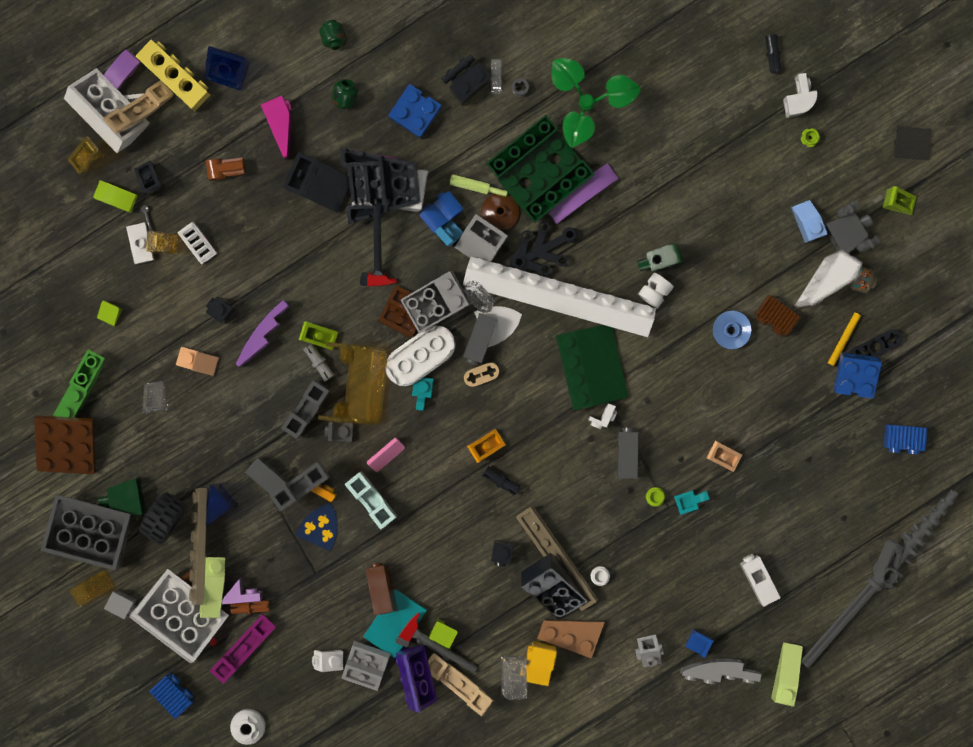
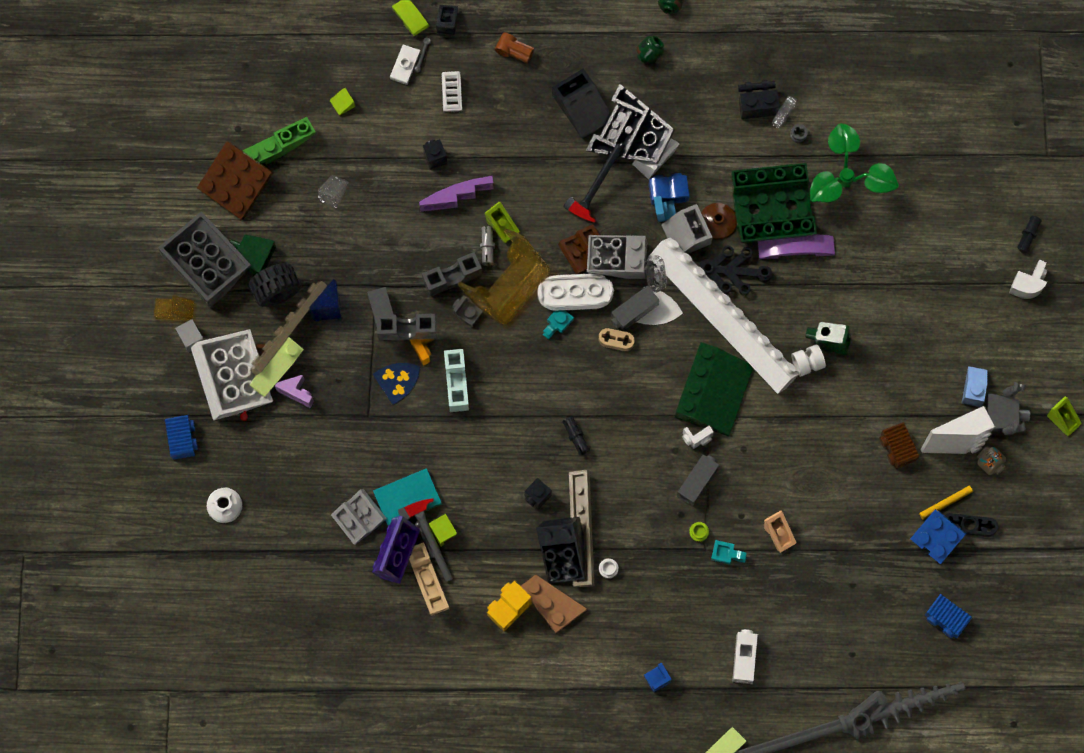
camera: 35 degrees right, 15 degrees down
(161, 242) = (423, 72): clear yellow slope -> none
(197, 361) = (388, 183): light nougat slope -> none
(242, 648) = (267, 436): magenta slope -> none
(250, 607) = (295, 406): dark orange axle -> none
(279, 118) = (583, 40): dark pink slope -> none
(328, 660) = (330, 491): white bracket -> none
(381, 589) = (415, 459): reddish brown brick -> none
(386, 454) = (493, 353): bright pink slope -> none
(415, 111) = (699, 98): blue piece -> none
(475, 185) = (710, 186): yellowish green axle -> none
(486, 445) = (582, 397): light orange slope -> none
(513, 677) = (479, 603): clear brick -> none
(649, 651) = (610, 655): light grey brick -> none
(713, 669) = (655, 708): light grey slope -> none
(741, 327) = (858, 425): medium blue dish -> none
(810, 142) = (1019, 314): lime plate -> none

